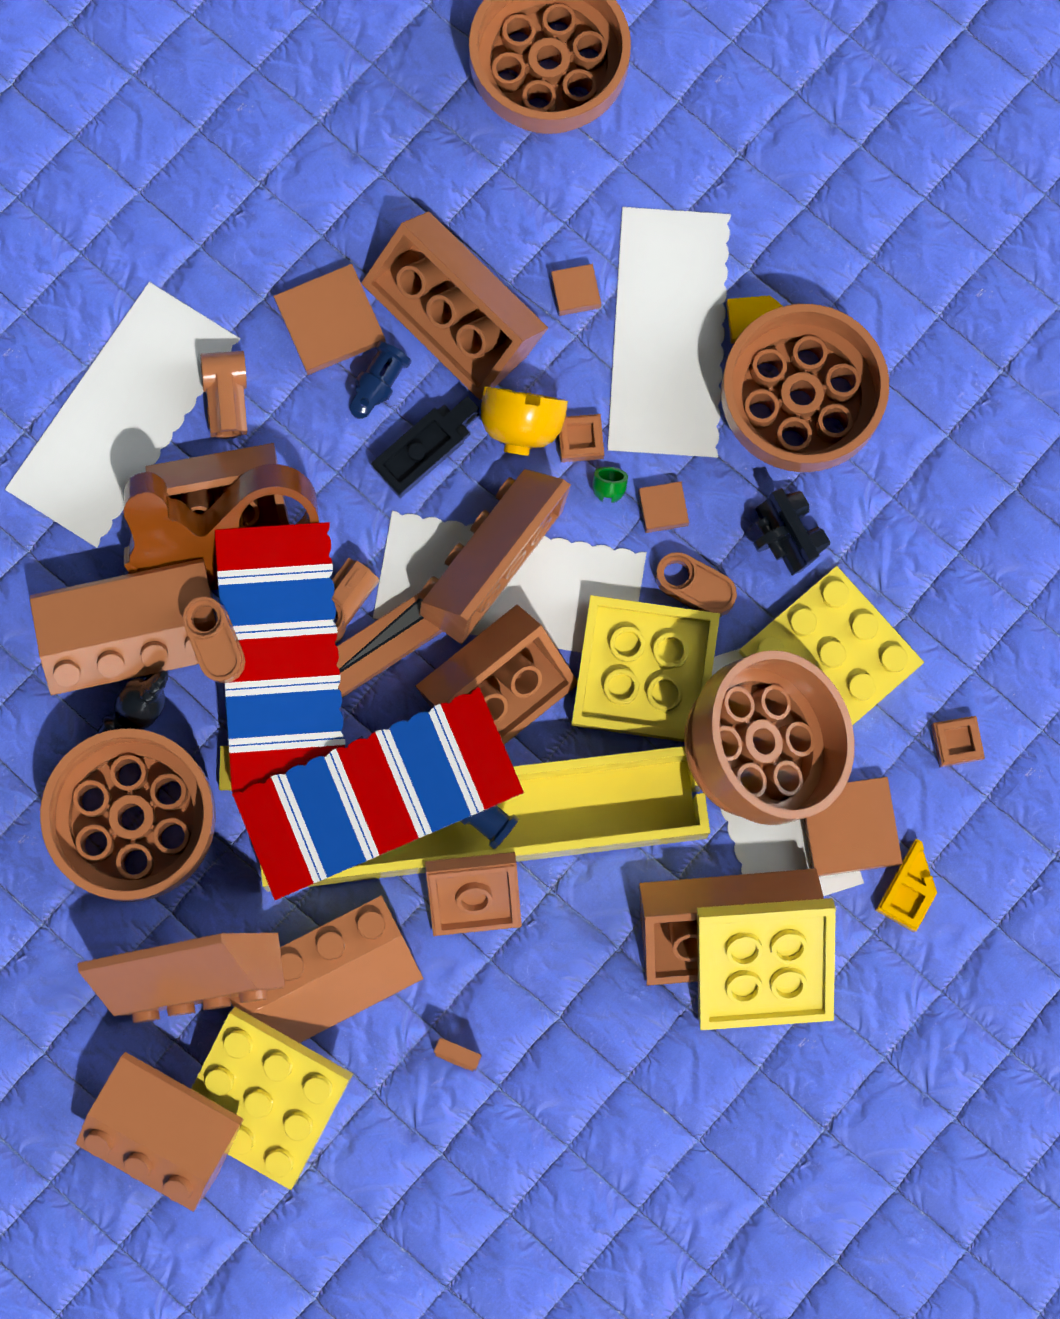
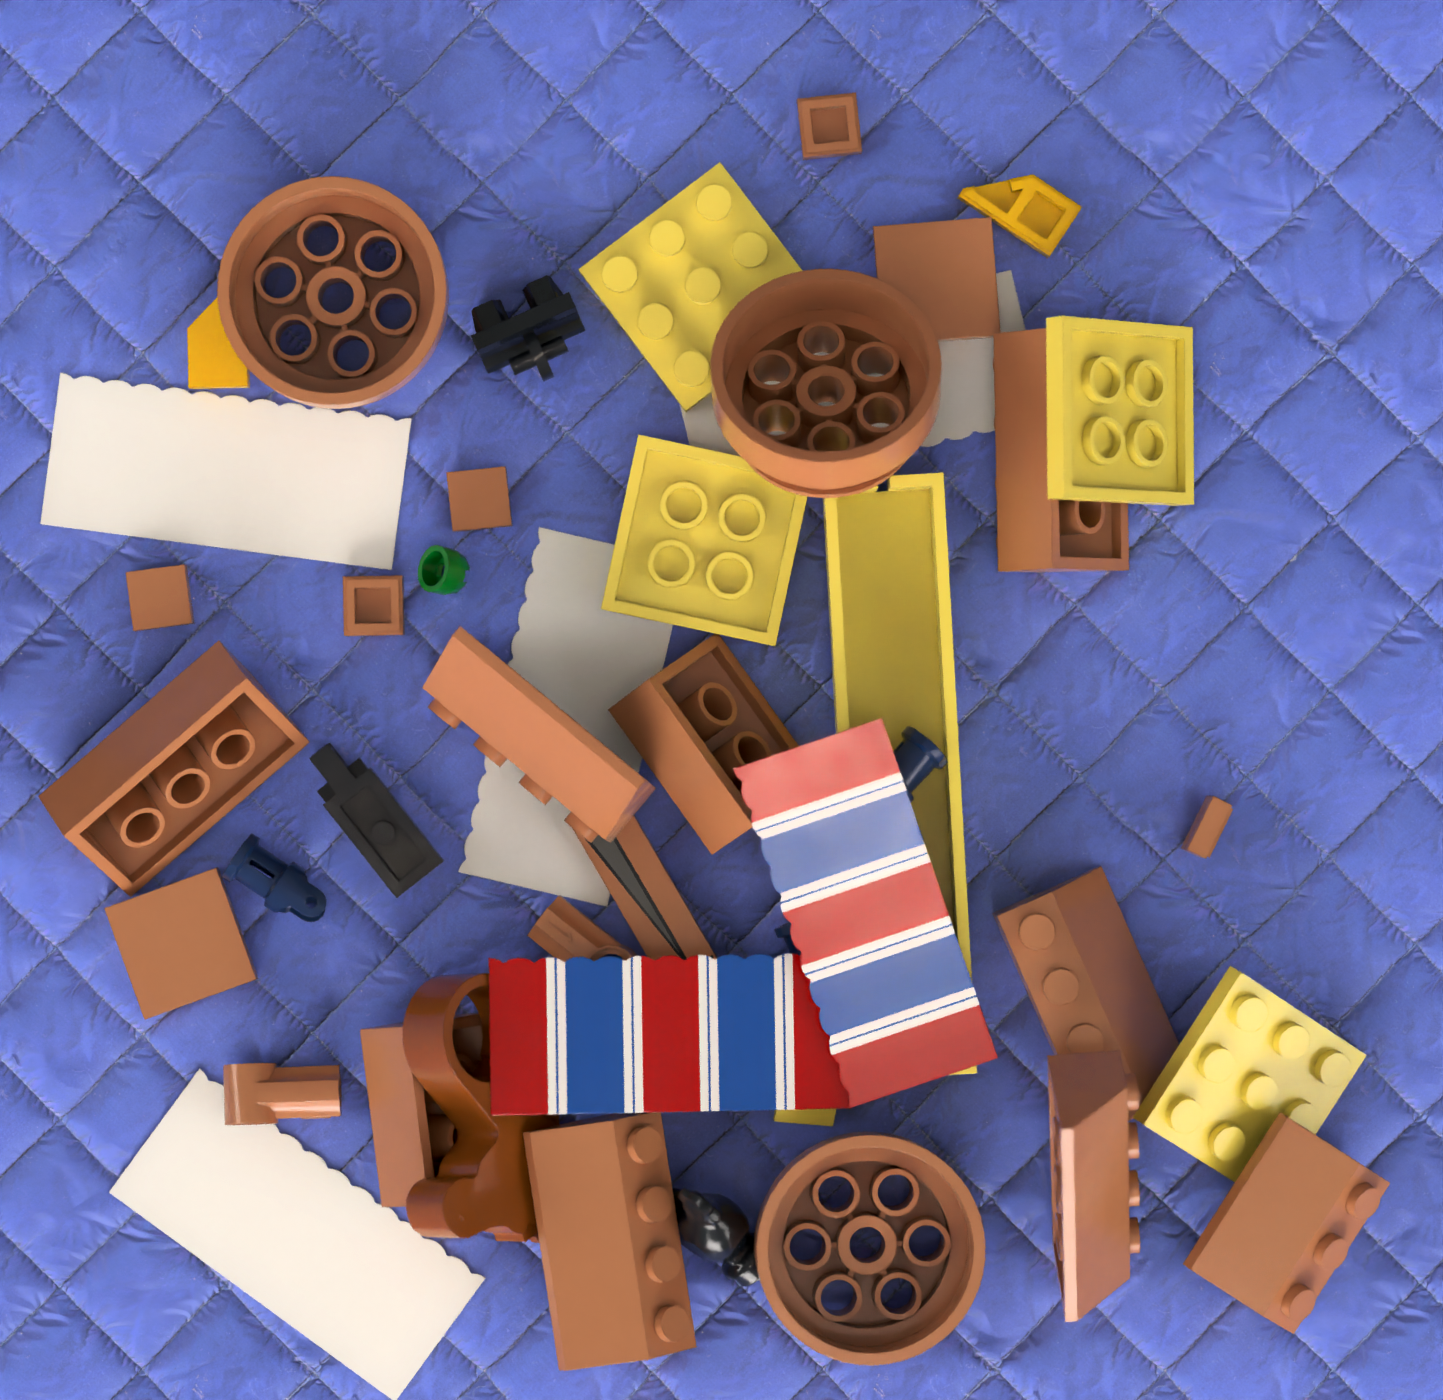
camera: 85 degrees left, 10 degrees up
(216, 649) = (658, 1119): nougat piece -> none
(473, 894) = (1000, 793): nougat tile -> none
(521, 418) = (346, 684): yellow cylinder -> none
(703, 590) = (597, 451): nougat piece -> none

